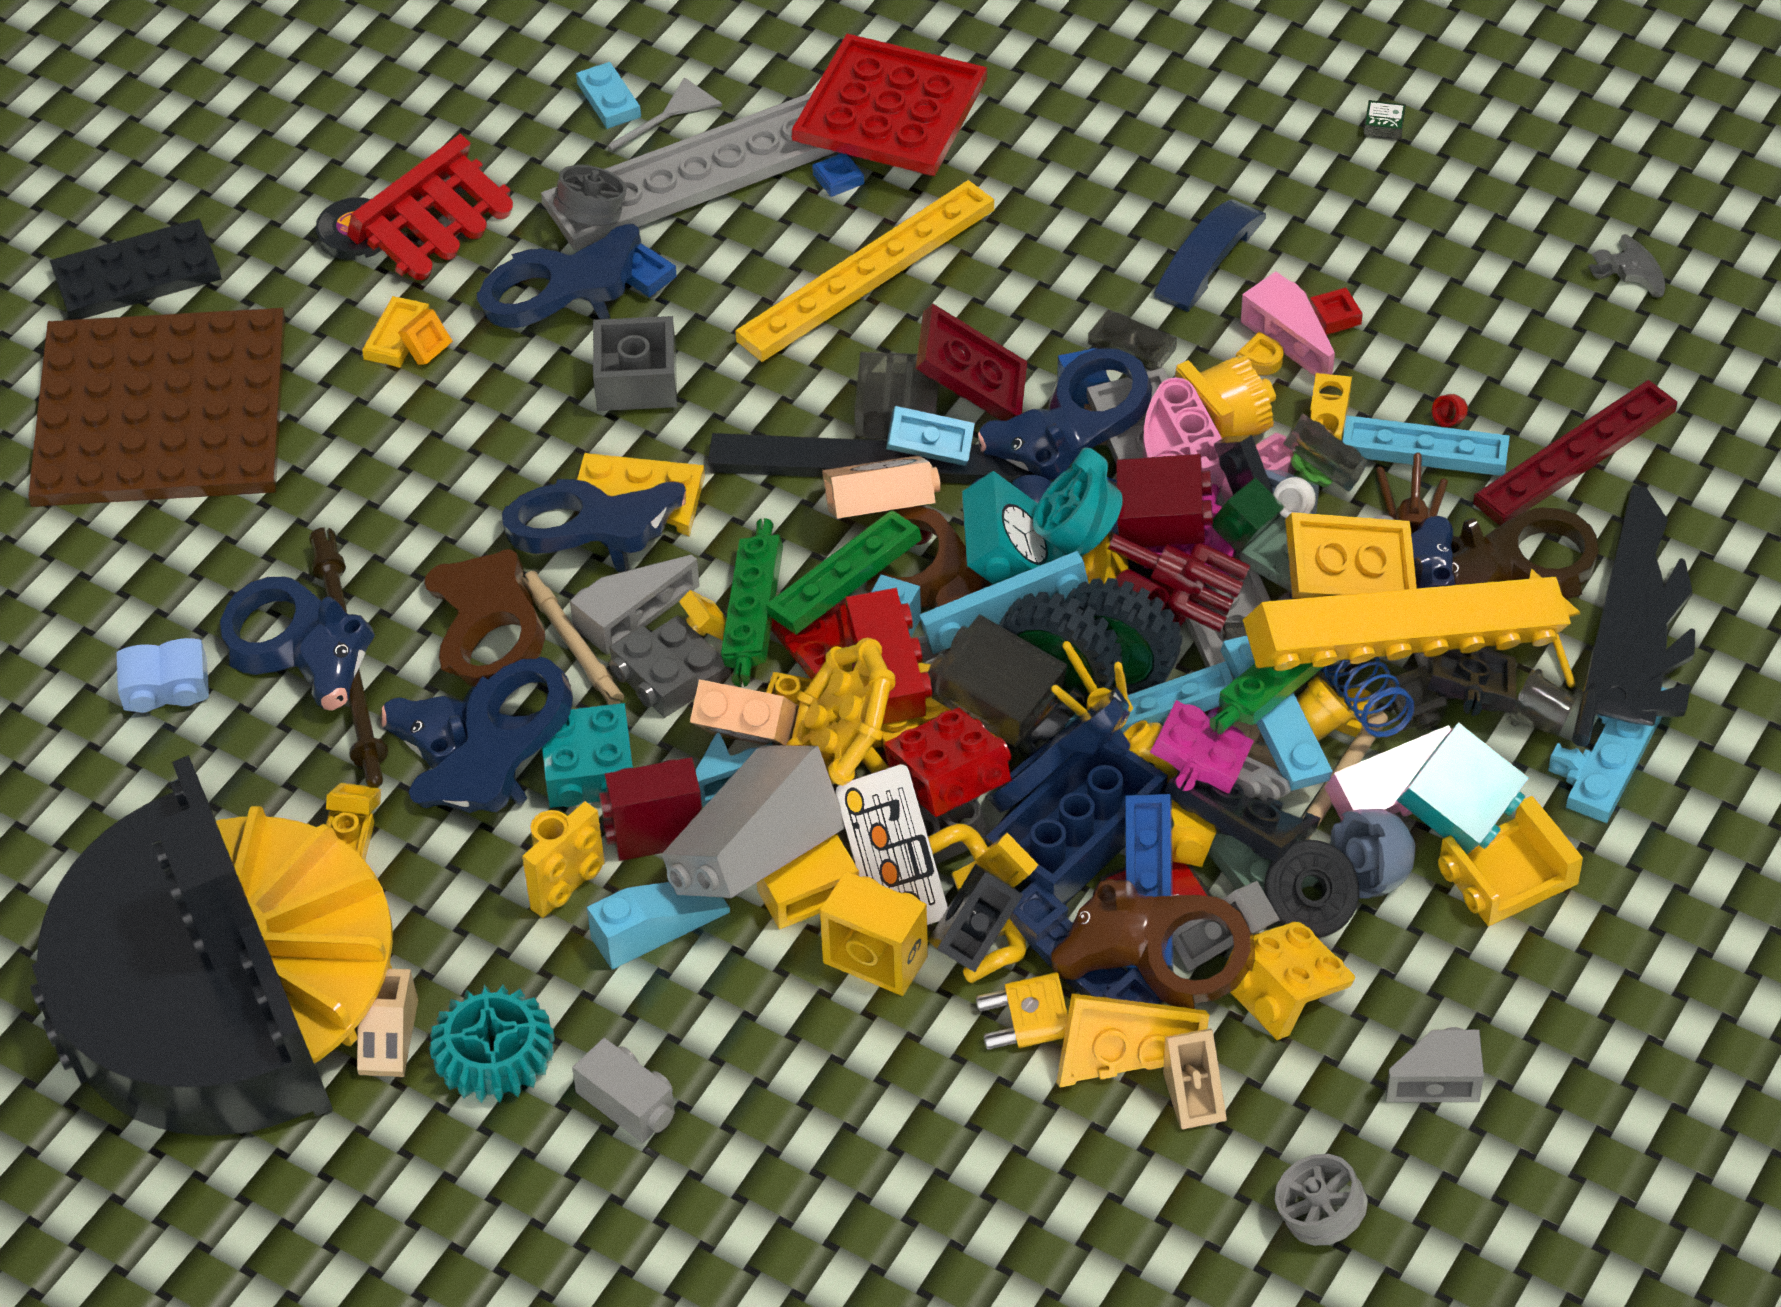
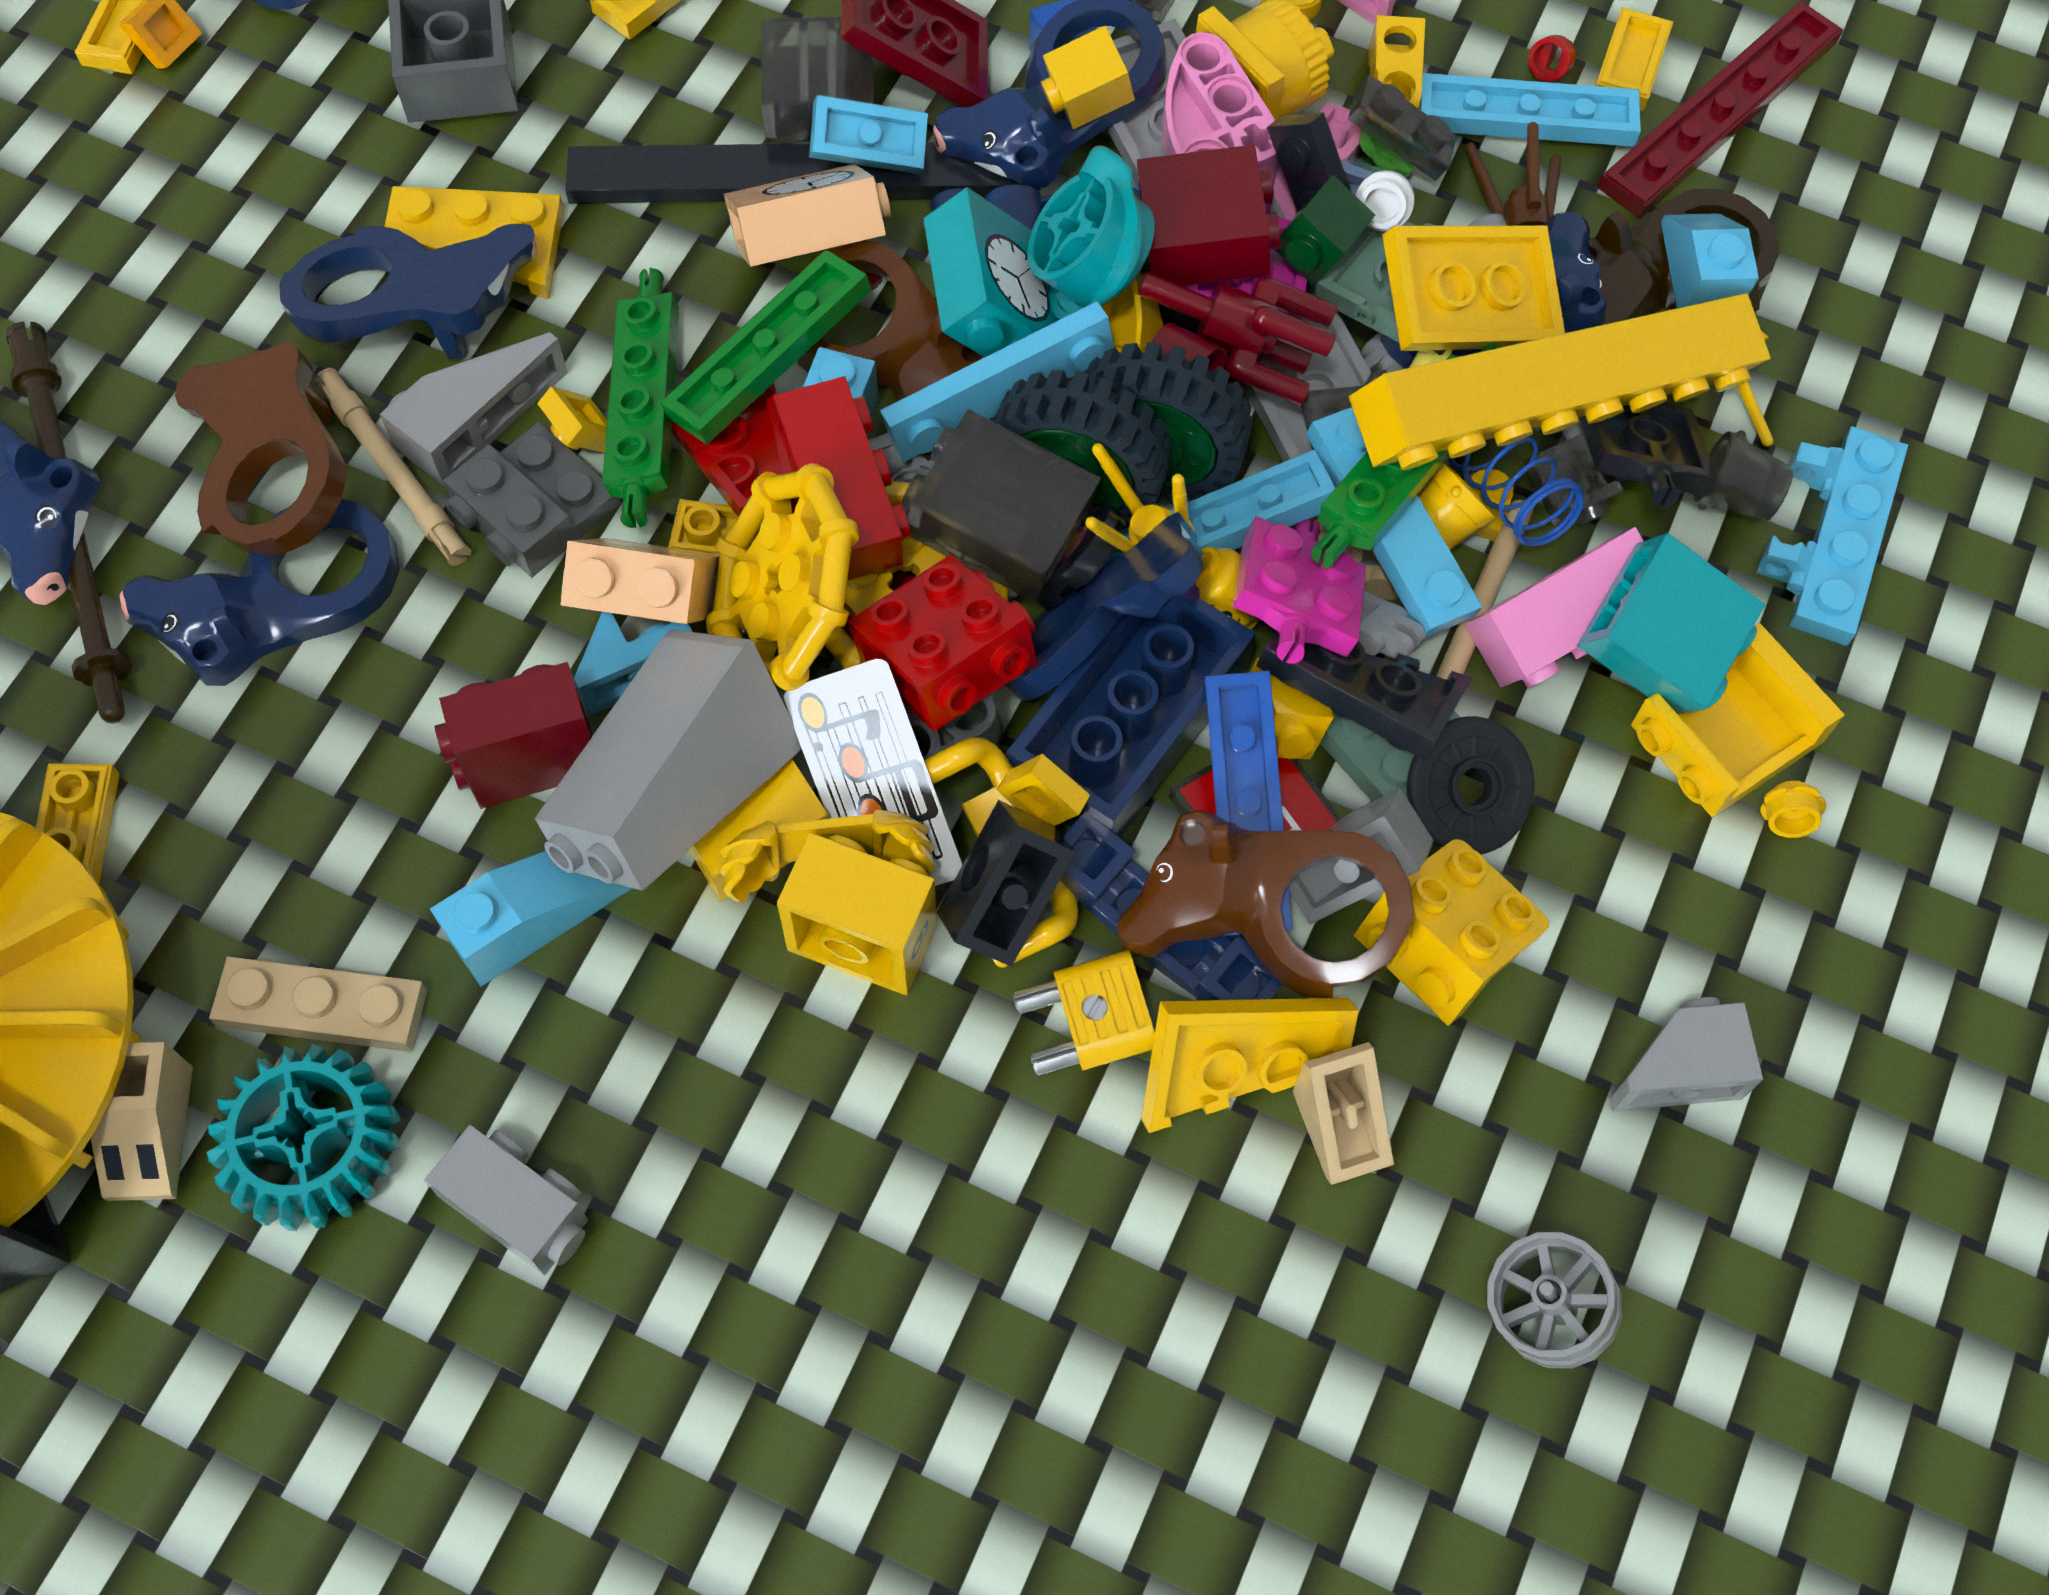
camera: 10 degrees left, 15 degrees up
(353, 798) = (81, 744): yellow tile -> none
(479, 963) = (318, 1004): none -> tan plate
(484, 767) = (267, 685): dark blue animal -> none
(562, 856) = (383, 845): yellow plate -> none
(583, 751) = (416, 646): teal brick -> none
(812, 885) = (758, 851): none -> yellow piece
(1089, 404) = (1086, 78): none -> yellow brick
(1377, 848) = (1558, 720): sand blue cylinder -> none
(1515, 411) = (1635, 53): none -> yellow tile
(1536, 551) = (1708, 257): none -> medium azure slope
(1543, 929) = (1793, 809): none -> yellow plate
(1633, 629) = (1845, 365): black animal -> none

